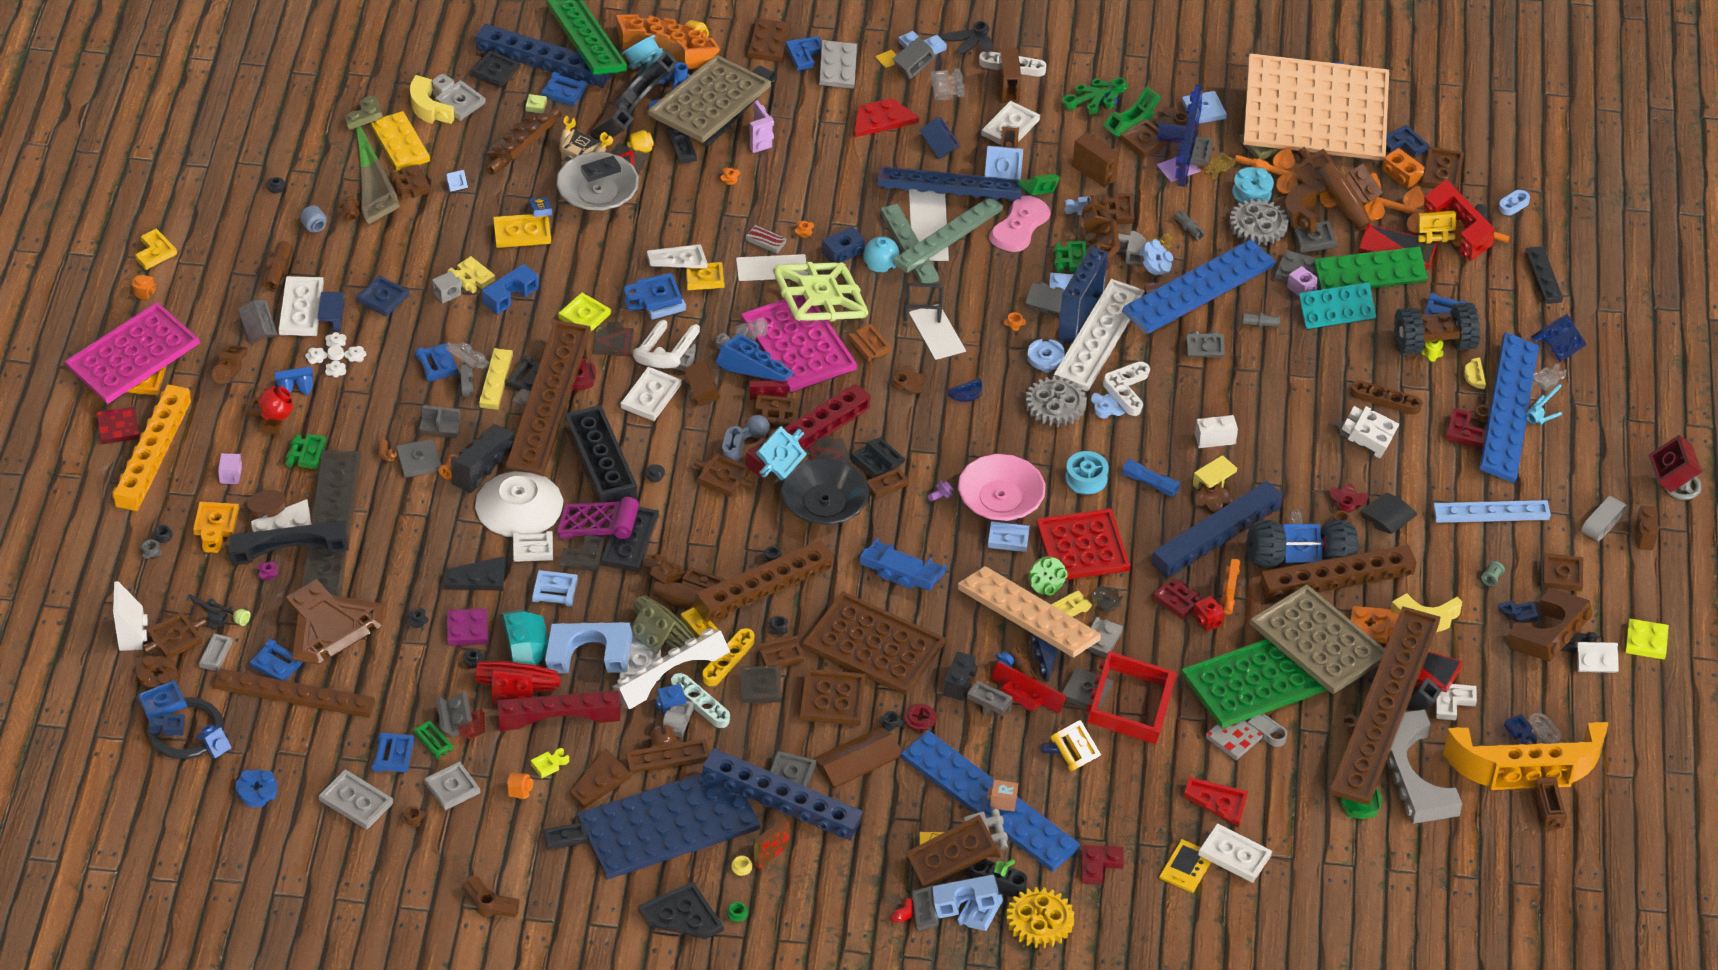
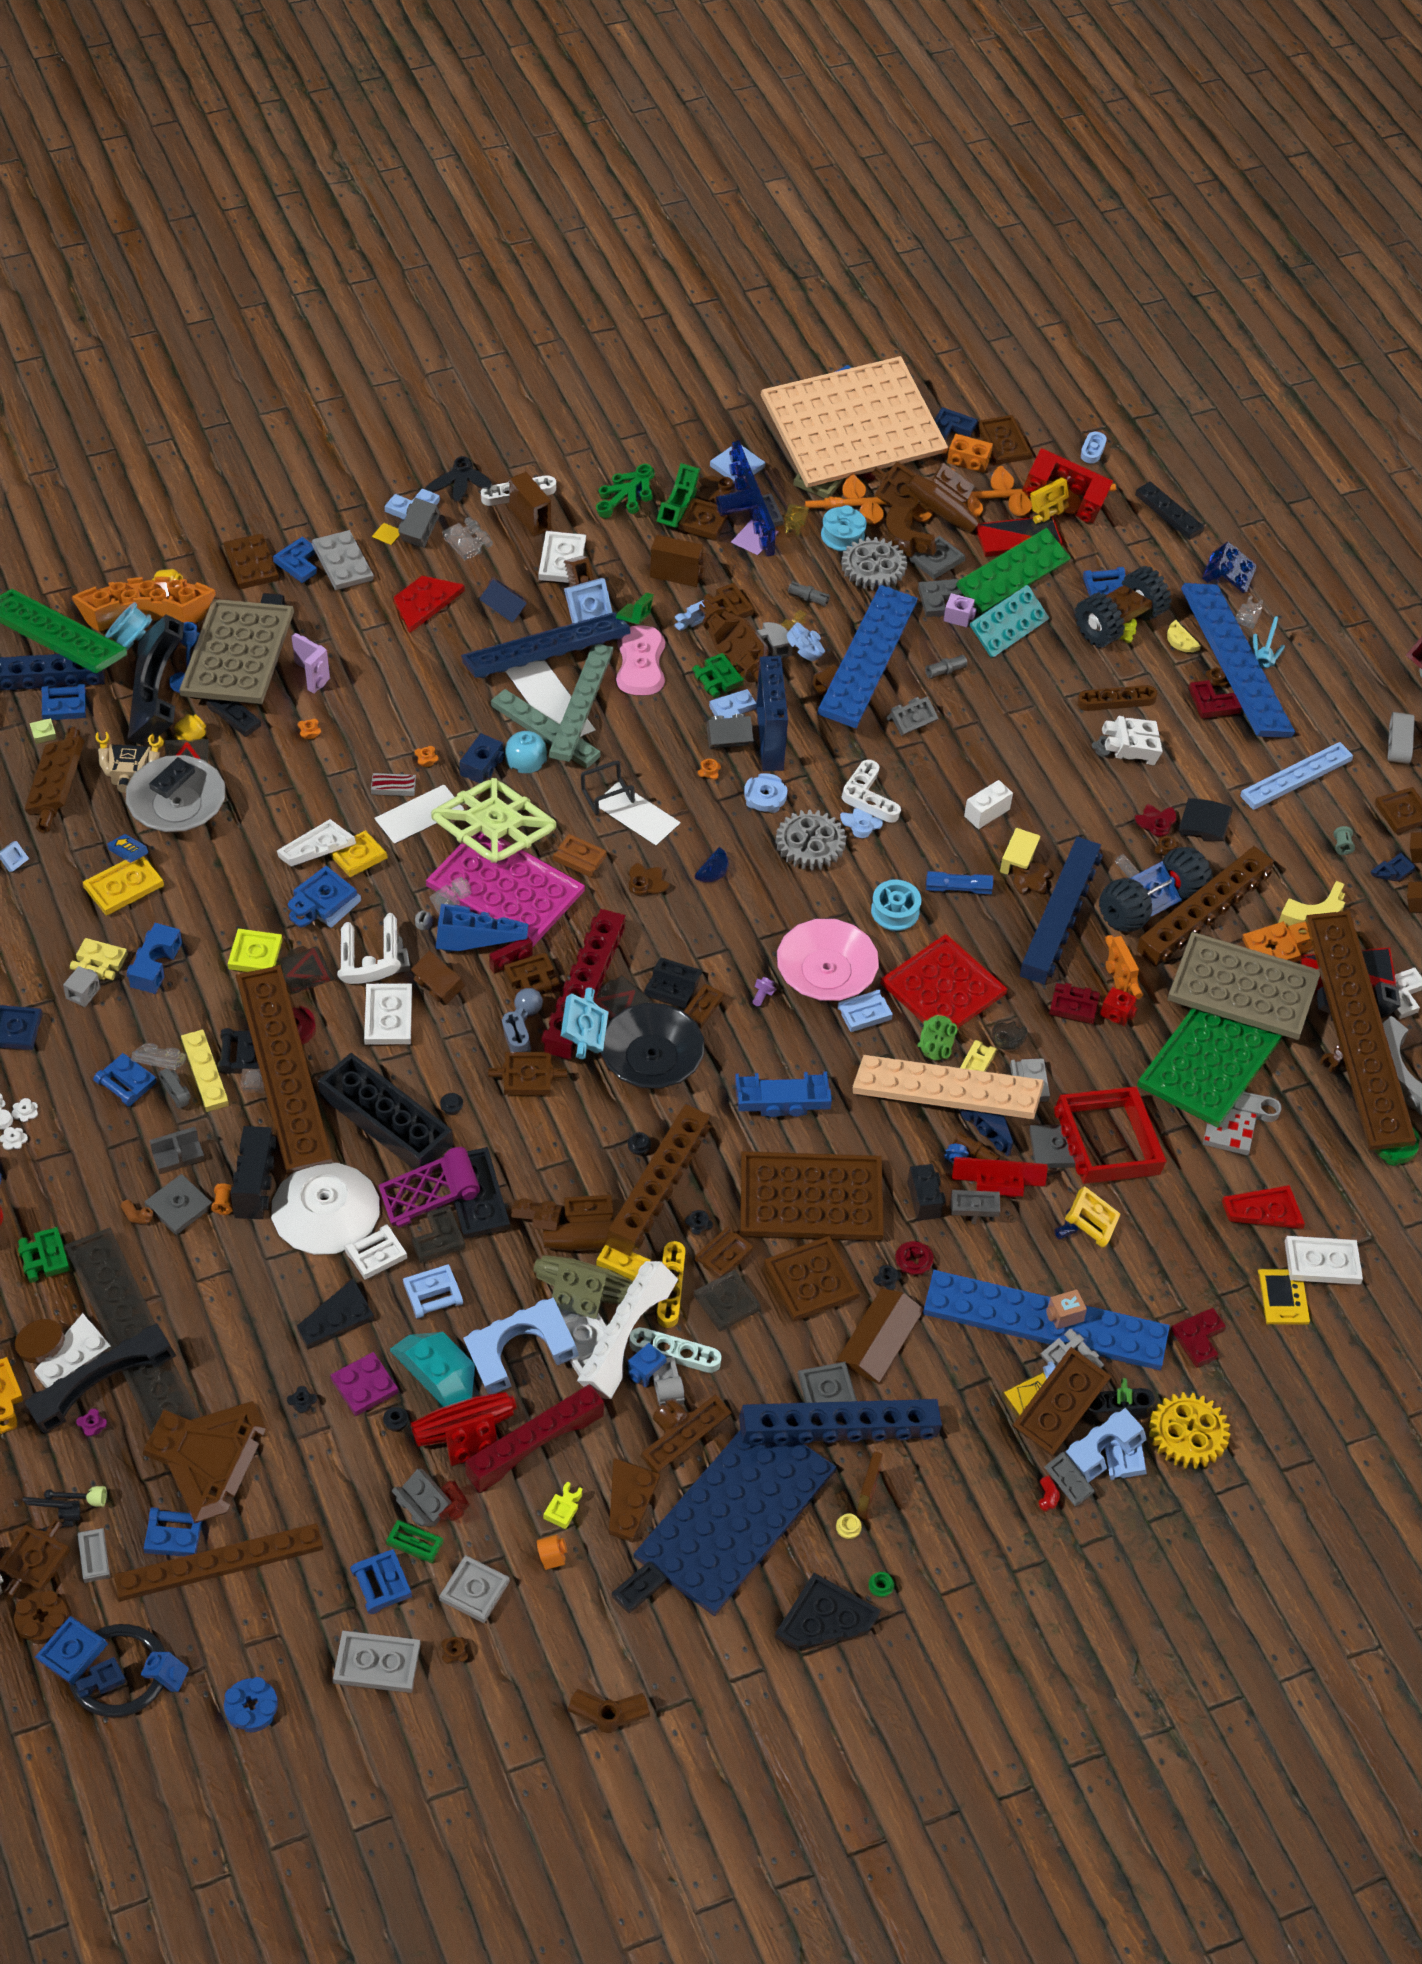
camera: 30 degrees left, 5 degrees up
(1098, 335) = (805, 751): white plate -> none

